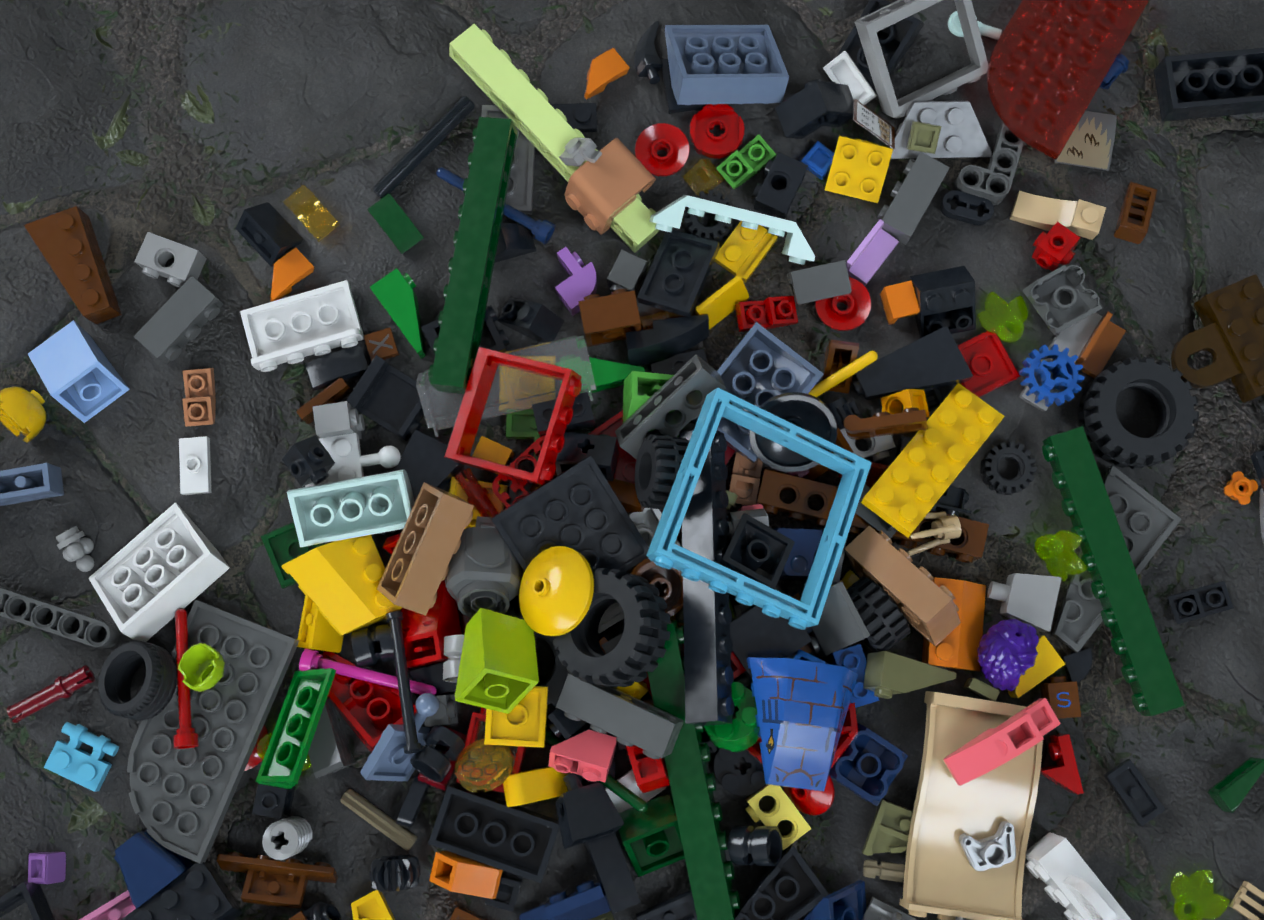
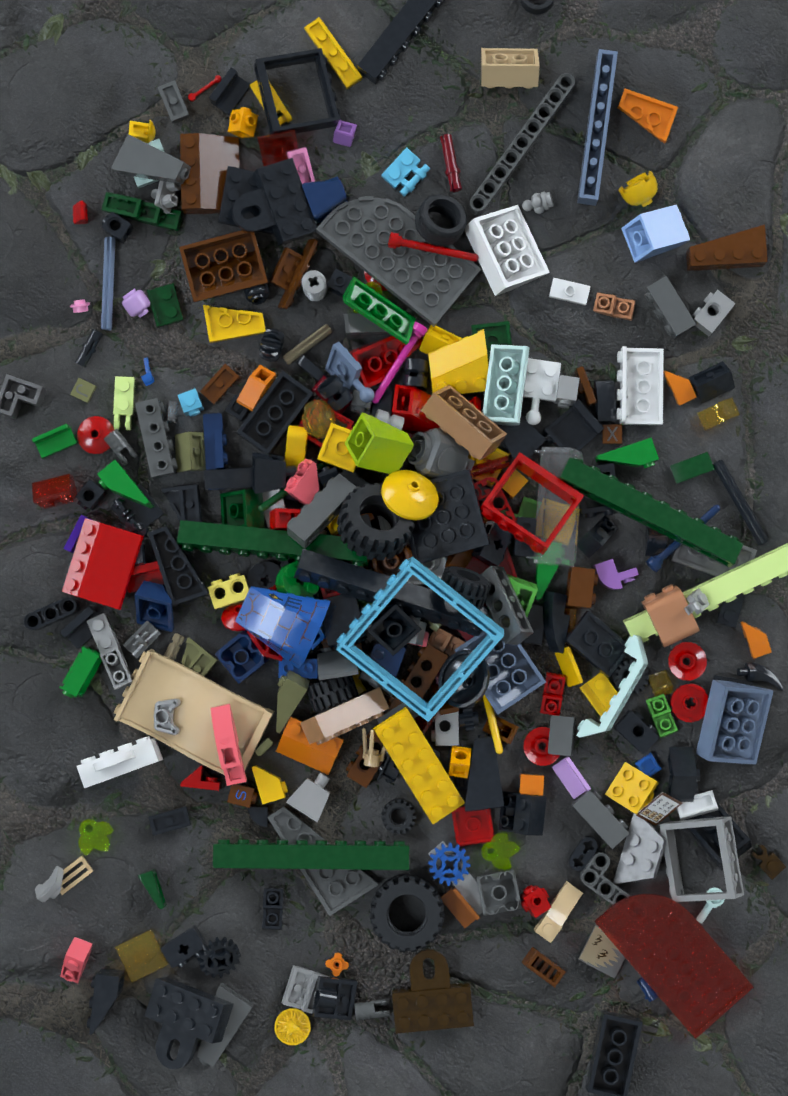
camera: 105 degrees right, 5 degrees up
(201, 667) = (435, 262): lime hair -> none
(308, 461) = (543, 365): black brick -> none
(412, 744) = (385, 384): black bar -> none
(626, 272) = (608, 609): dark grey brick -> none
(755, 845) = (215, 570): black wheel -> none
(885, 424) = (451, 741): reddish brown plate -> none
(923, 137) = (638, 838): olive tile -> none
(1007, 652) = (281, 769): dark purple hair -> none
(1060, 557) = (332, 827): clear neon green plate -> none

